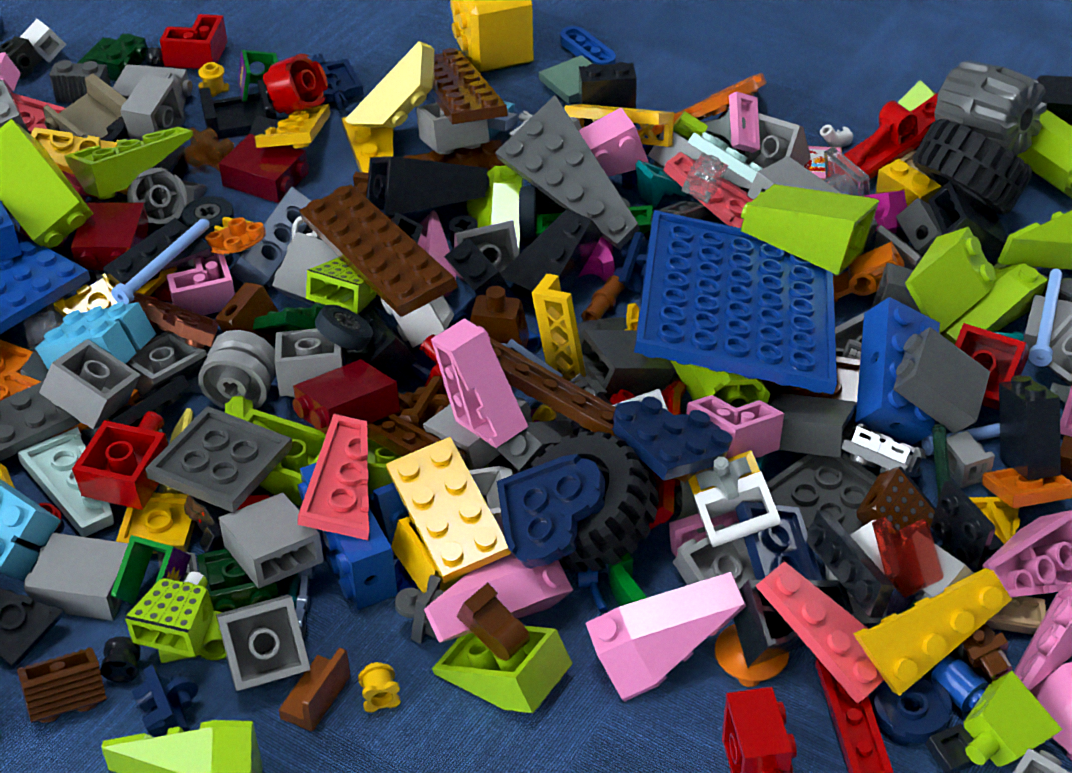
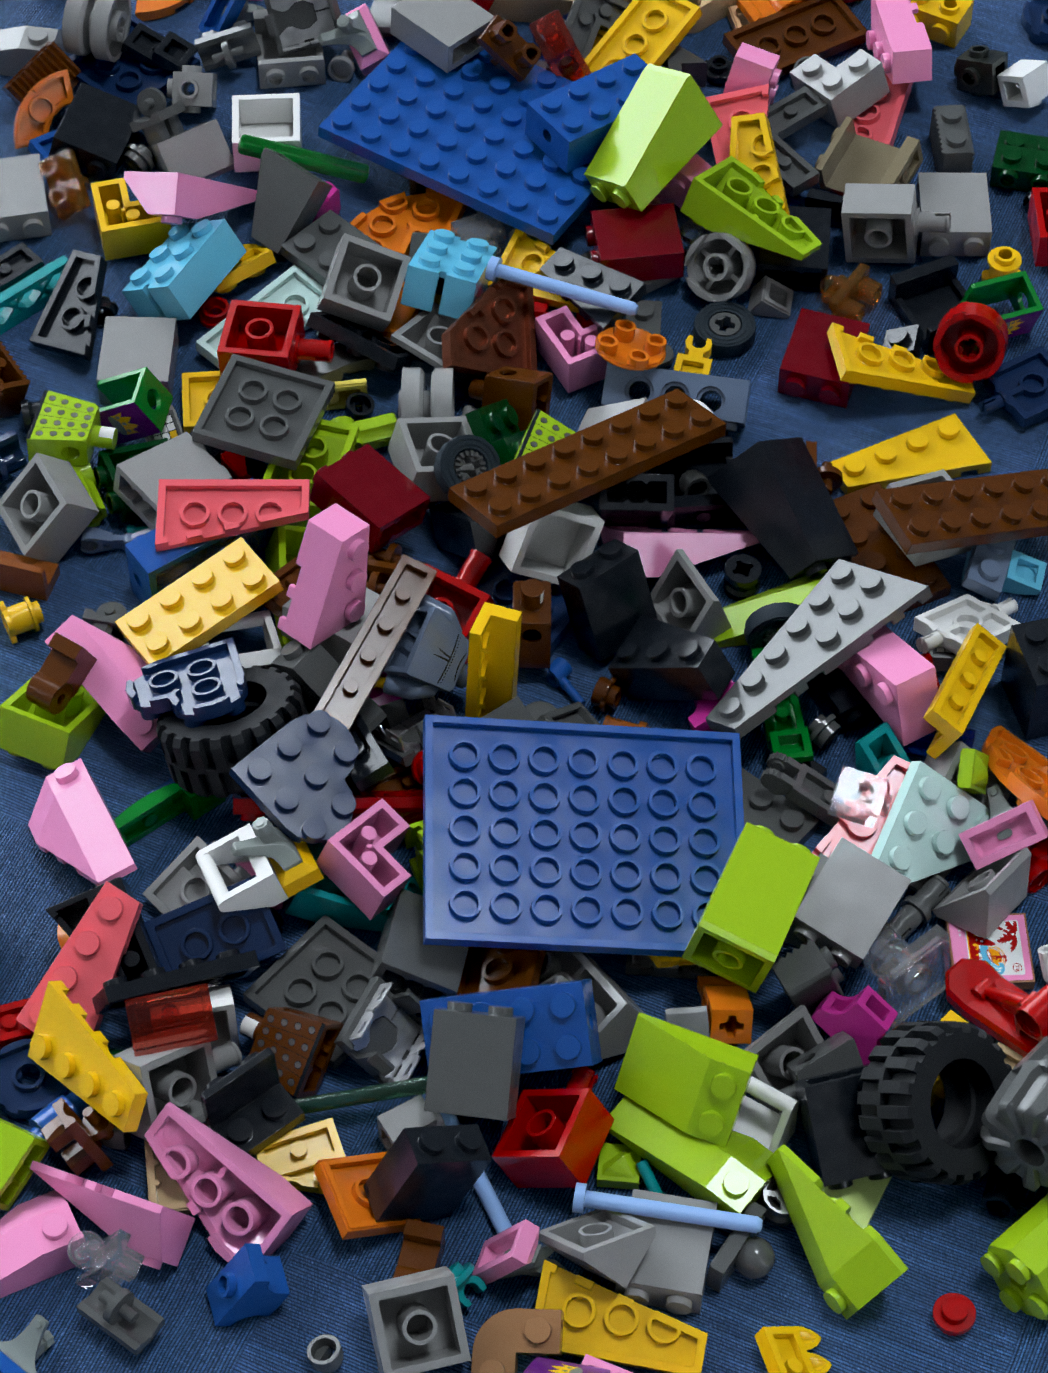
camera: 80 degrees right, 10 degrees up
(398, 92) = (952, 441): light yellow wedge -> none

